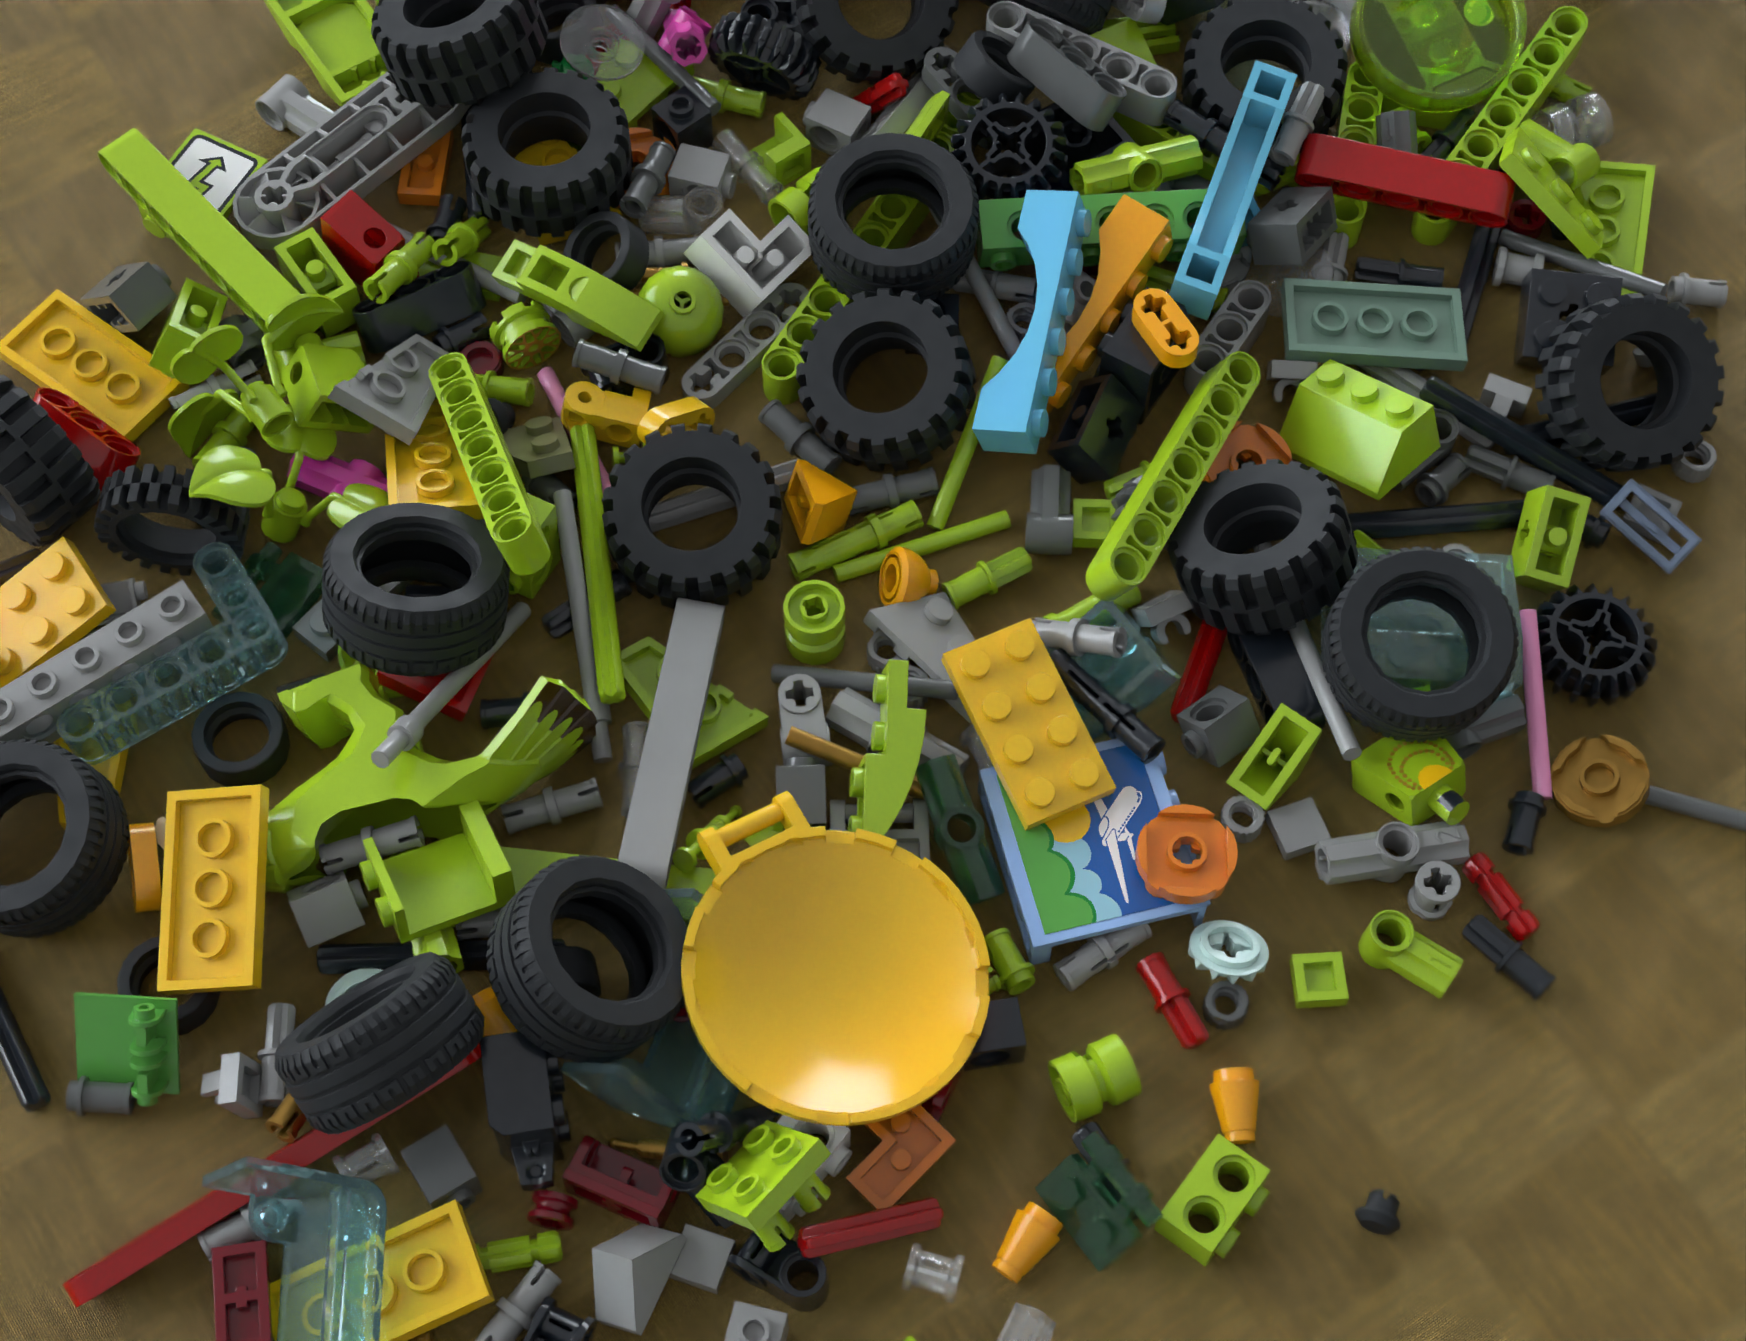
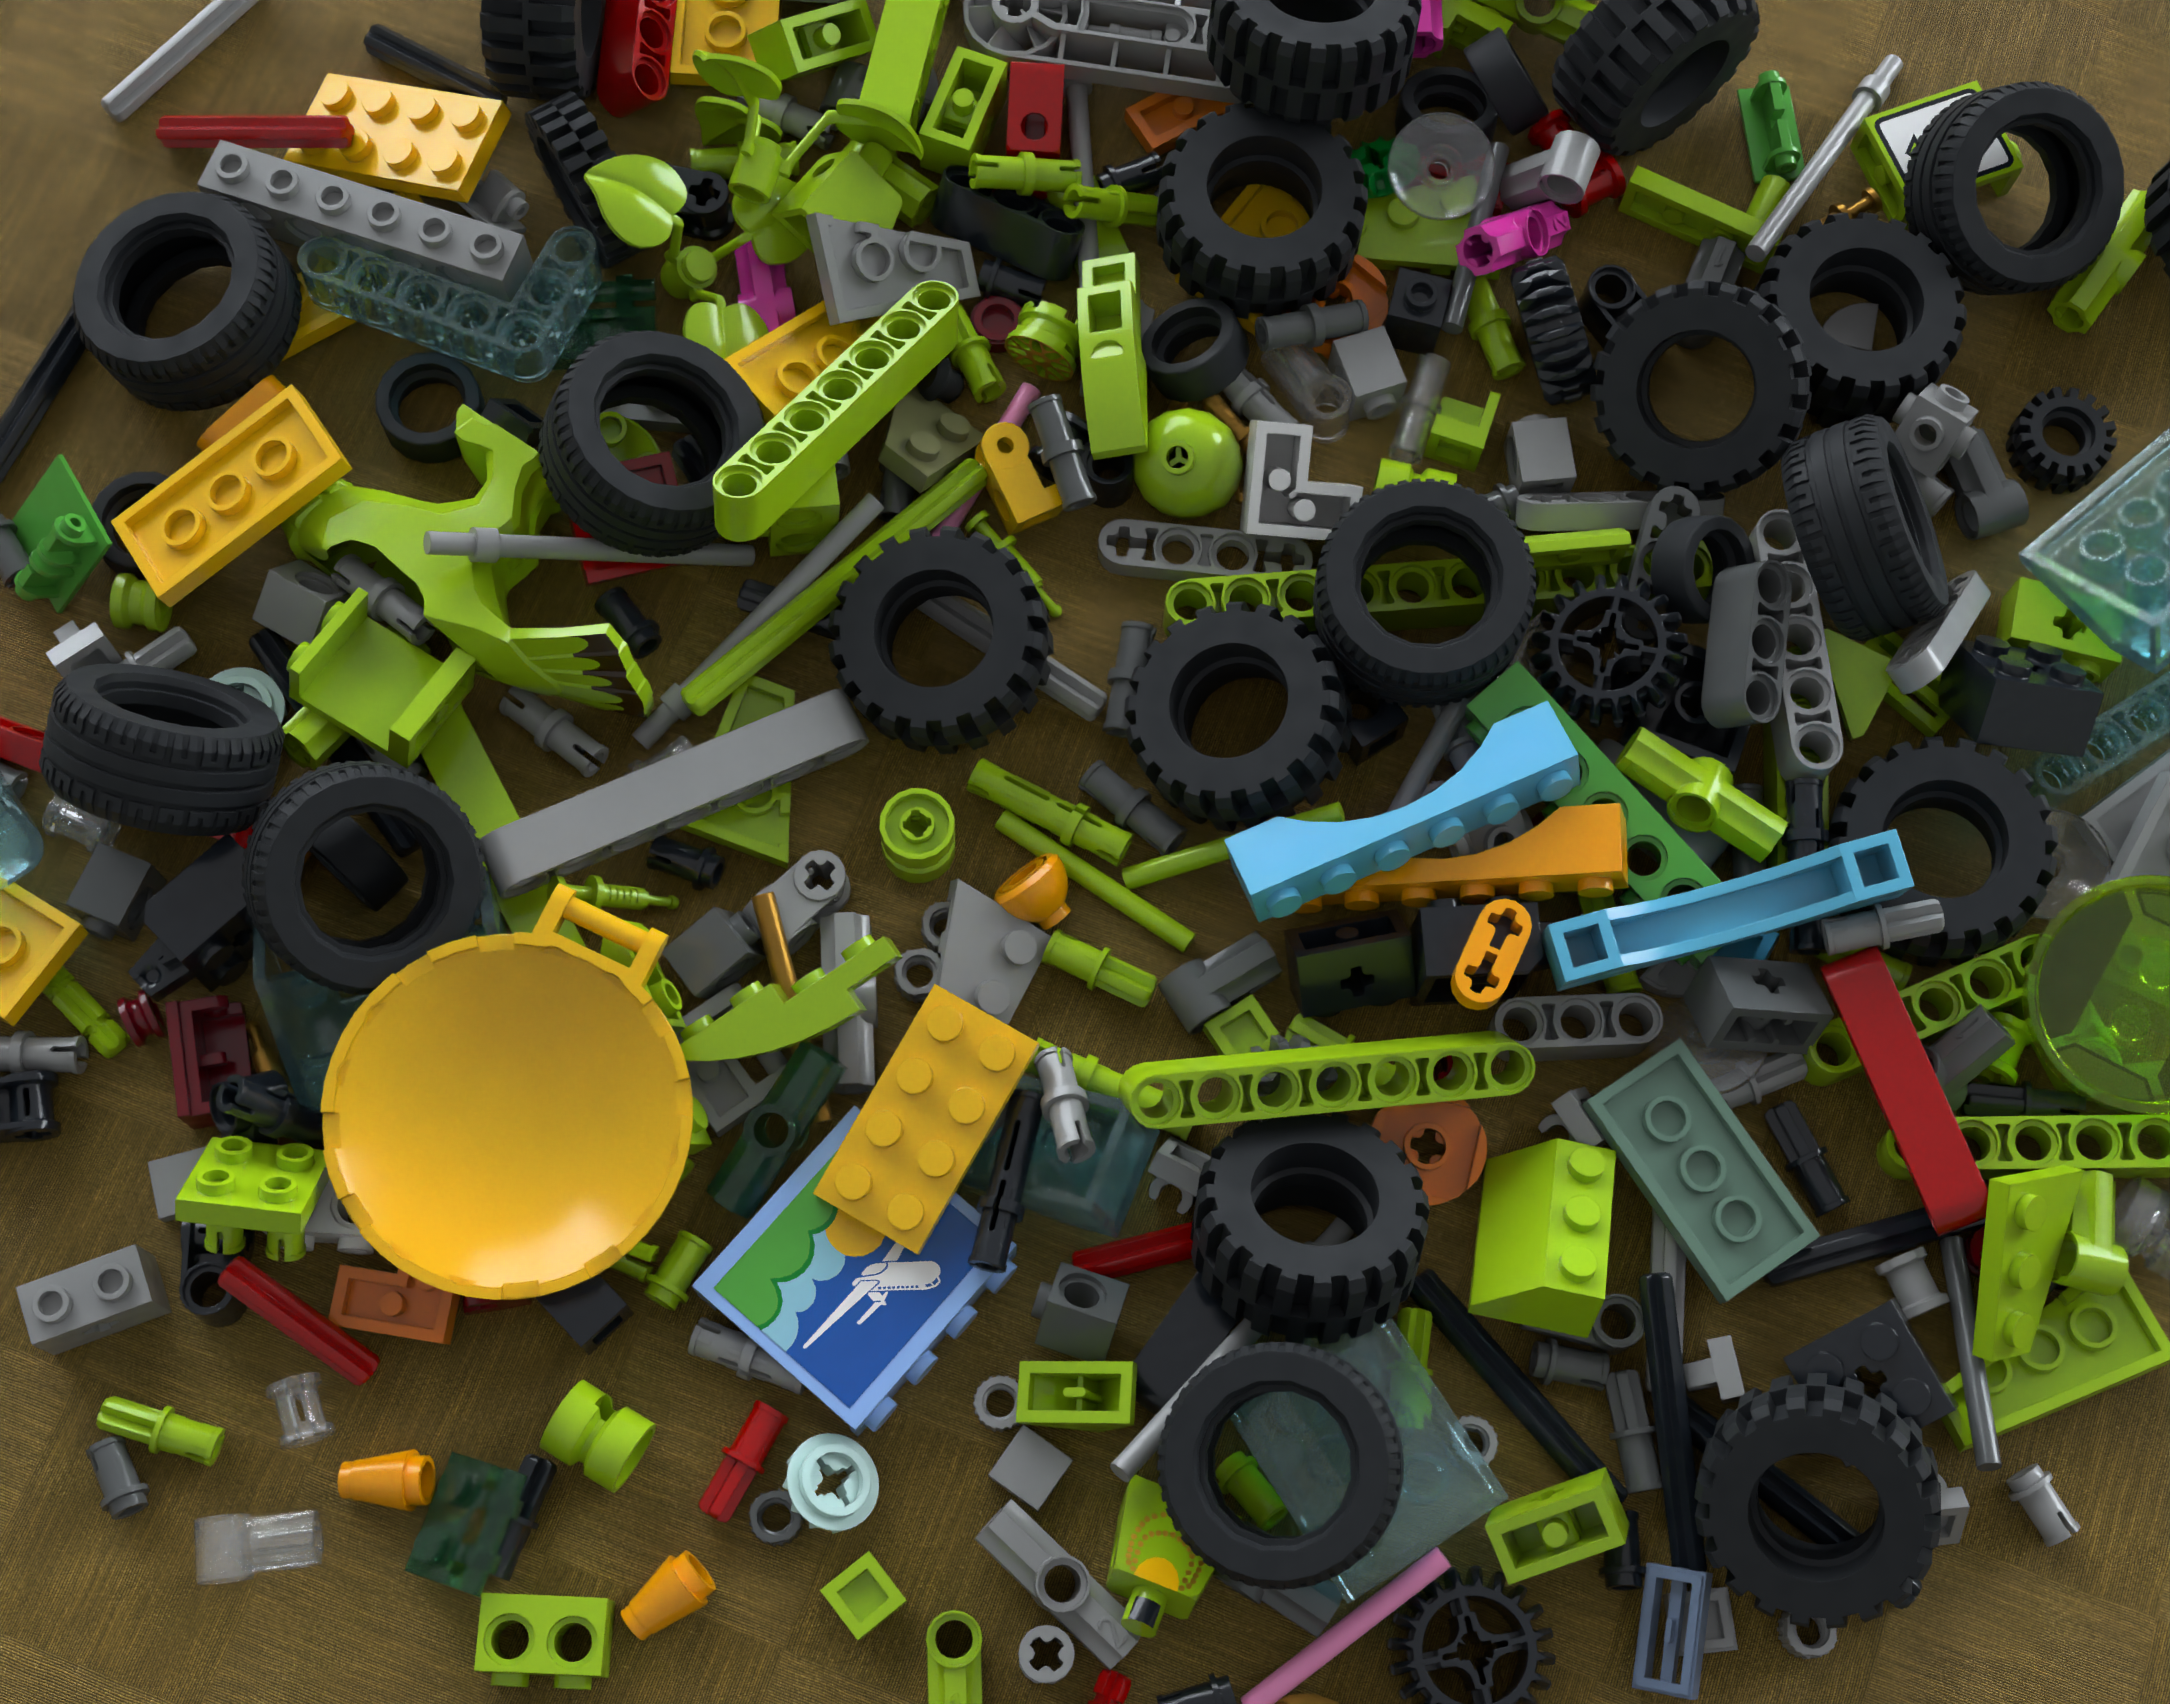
camera: 50 degrees right, 10 degrees up
(226, 1022) = (136, 603): none -> lime wheel
(632, 1275) = (125, 1132): light grey slope -> none
(685, 410) = (1050, 551): yellow beam -> none
(817, 502) = (1057, 750): light orange slope -> none
(864, 681) = (882, 917): dark grey bar -> none
(884, 93) = (1603, 476): red piece -> none
(1182, 882) = (895, 1337): orange plate -> none

